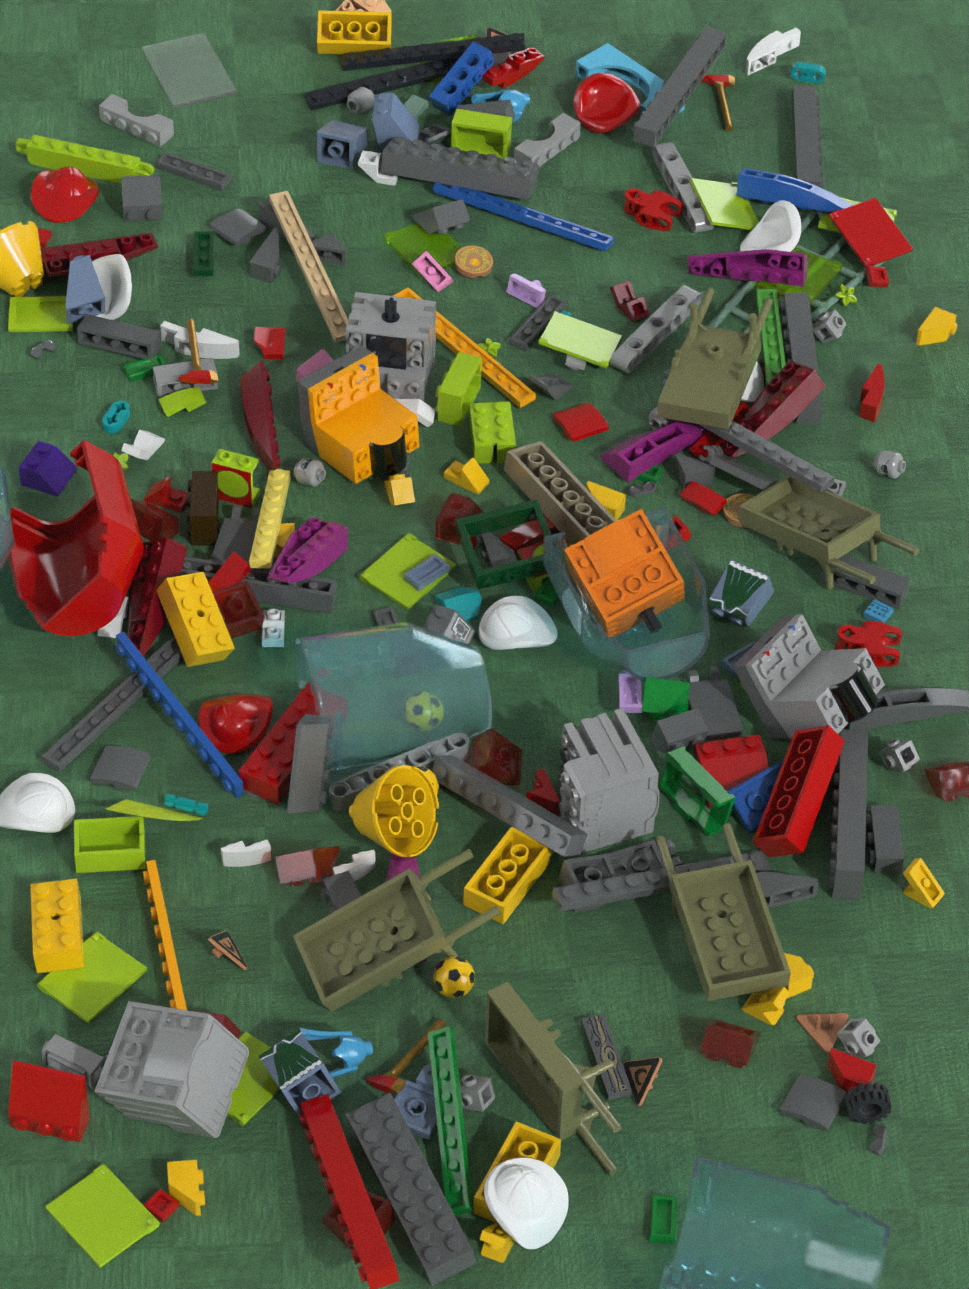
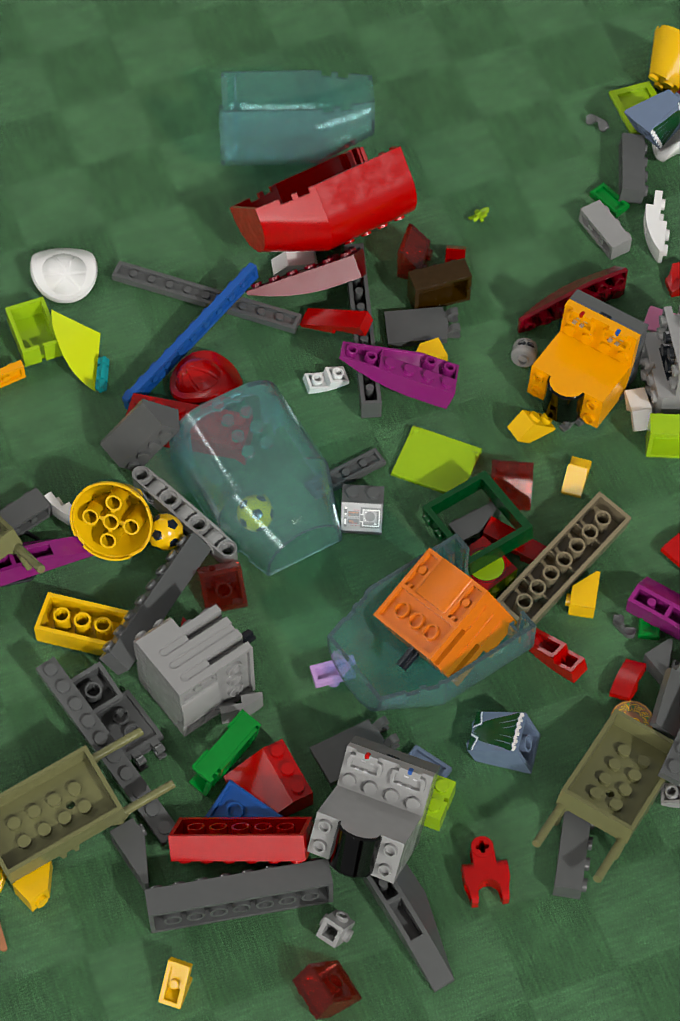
camera: 75 degrees right, 10 degrees up
(46, 469) = (447, 167): dark purple slope -> none
(113, 415) = (537, 197): teal beam -> none
(120, 767) = (127, 318): dark grey slope -> none
(144, 445) = (513, 227): white slope -> none
(186, 398) = (578, 237): lime slope -> none
(195, 619) = (282, 329): yellow brick -> none
(197, 375) = (600, 233): piece -> none
(236, 478) = (481, 296): lime panel -> none
(238, 855) = (57, 430): white slope -> none
(239, 609) = (322, 341): clear red slope -> none
(270, 519) = (443, 335): light yellow plate -> none
(306, 865) = (49, 472): clear red slope -> none
(426, 572) = (436, 475): sand blue tile -> none
(463, 600) = (406, 511): teal slope -> none
(489, 426) = (639, 479): lime piece -> none
(516, 624) = (386, 553): white piece -> none
(665, 698) = (329, 702): green slope -> none
(679, 731) = (293, 724): dark grey slope -> none
(878, 612) = (536, 874): dark azure tile -> none
(885, 839) = (226, 938): dark grey brick -> none

